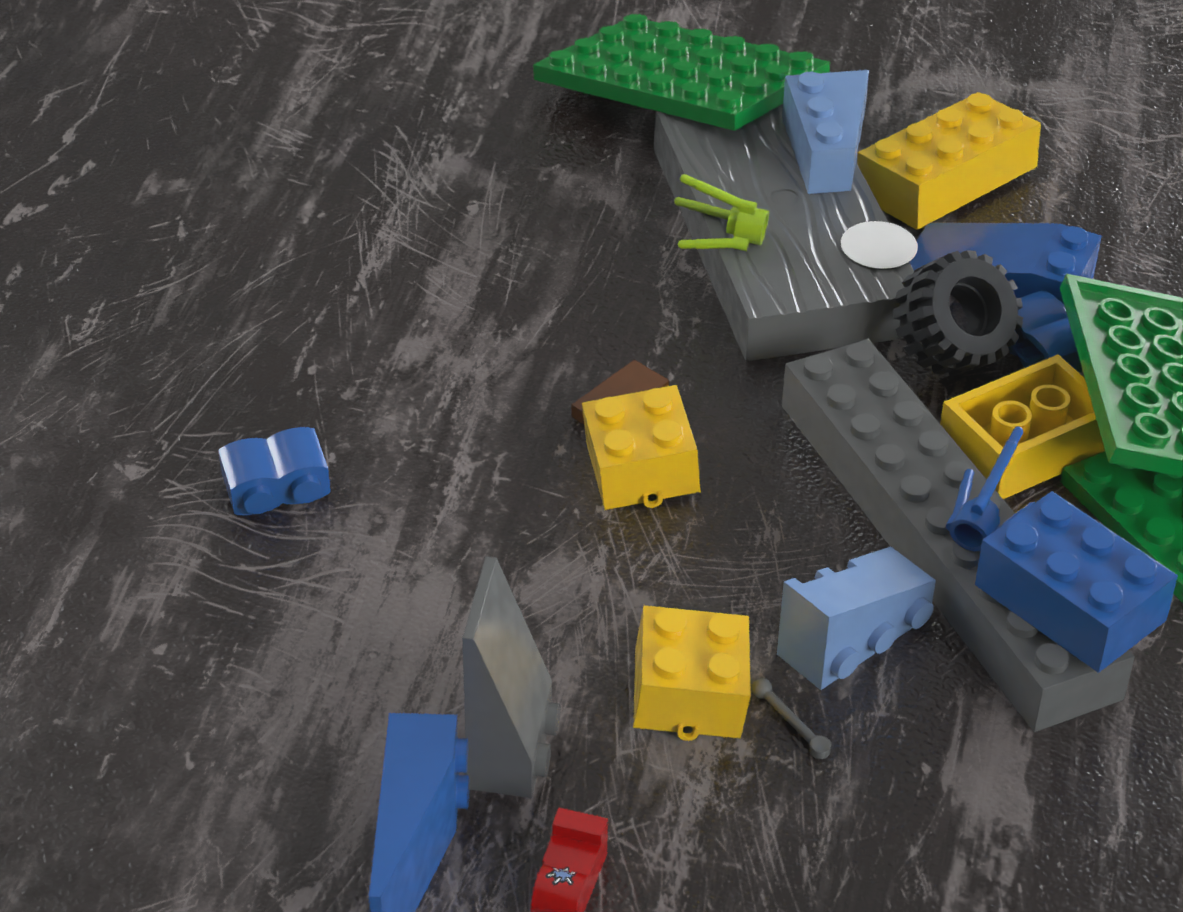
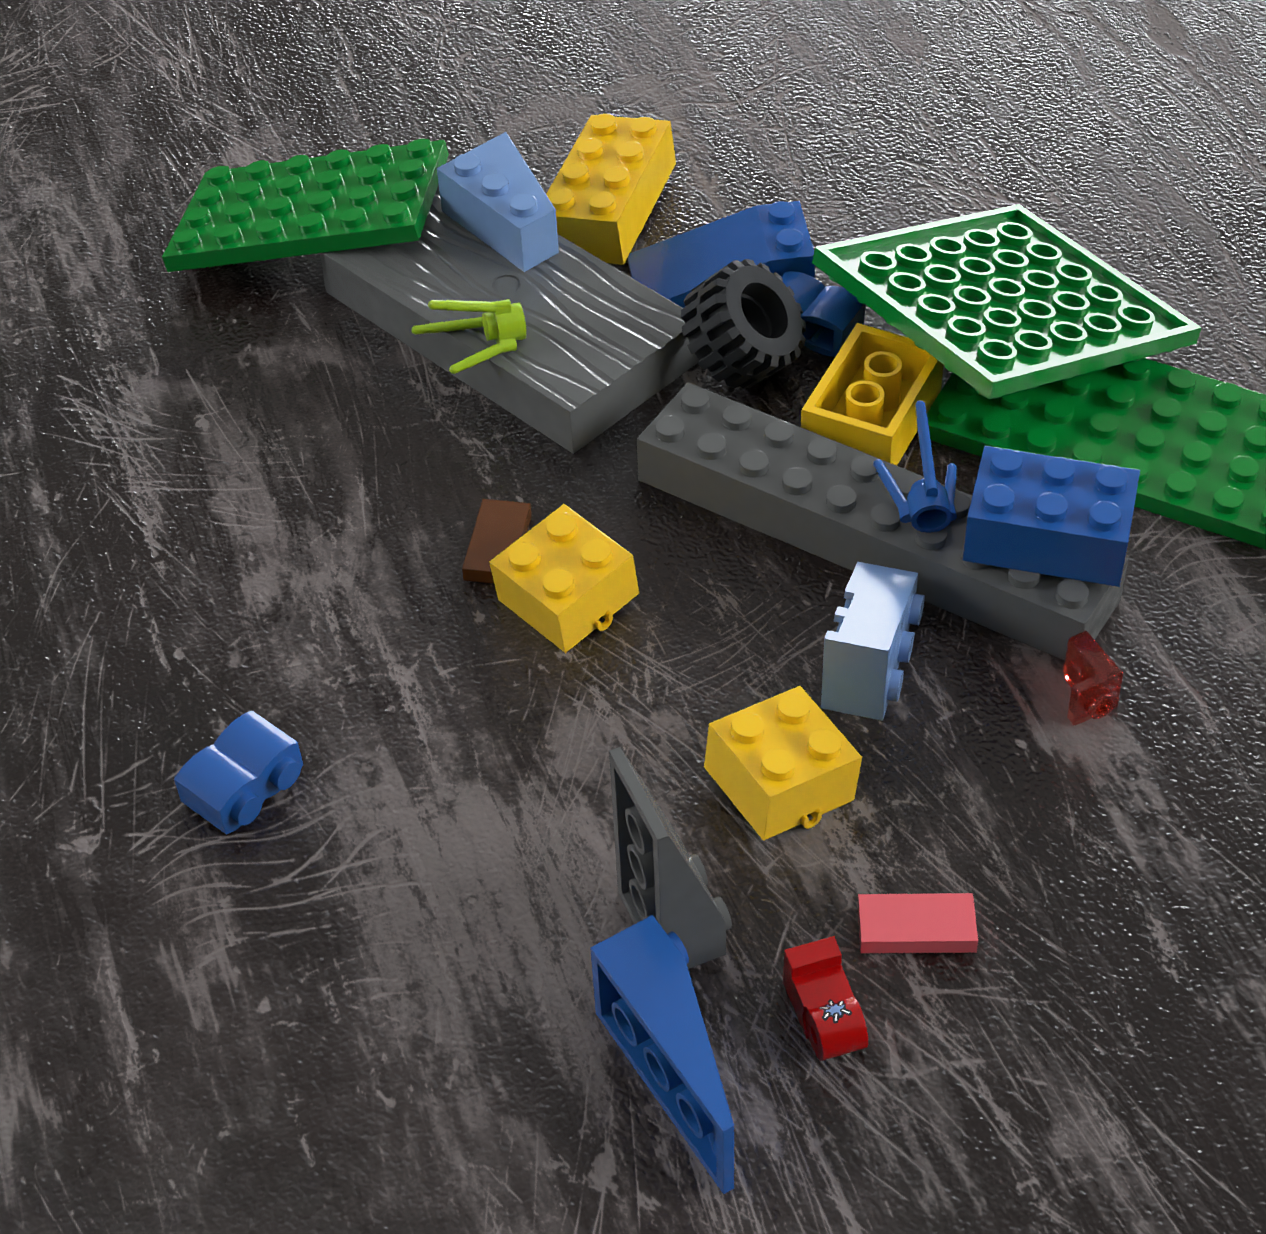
camera: 30 degrees left, 5 degrees up
(703, 855) = (917, 923): none -> coral tile
(819, 745) = (925, 771): dark grey hinge -> none
(879, 244) = (625, 292): white sticker -> none
(1023, 751) = (1092, 679): none -> clear red bracket

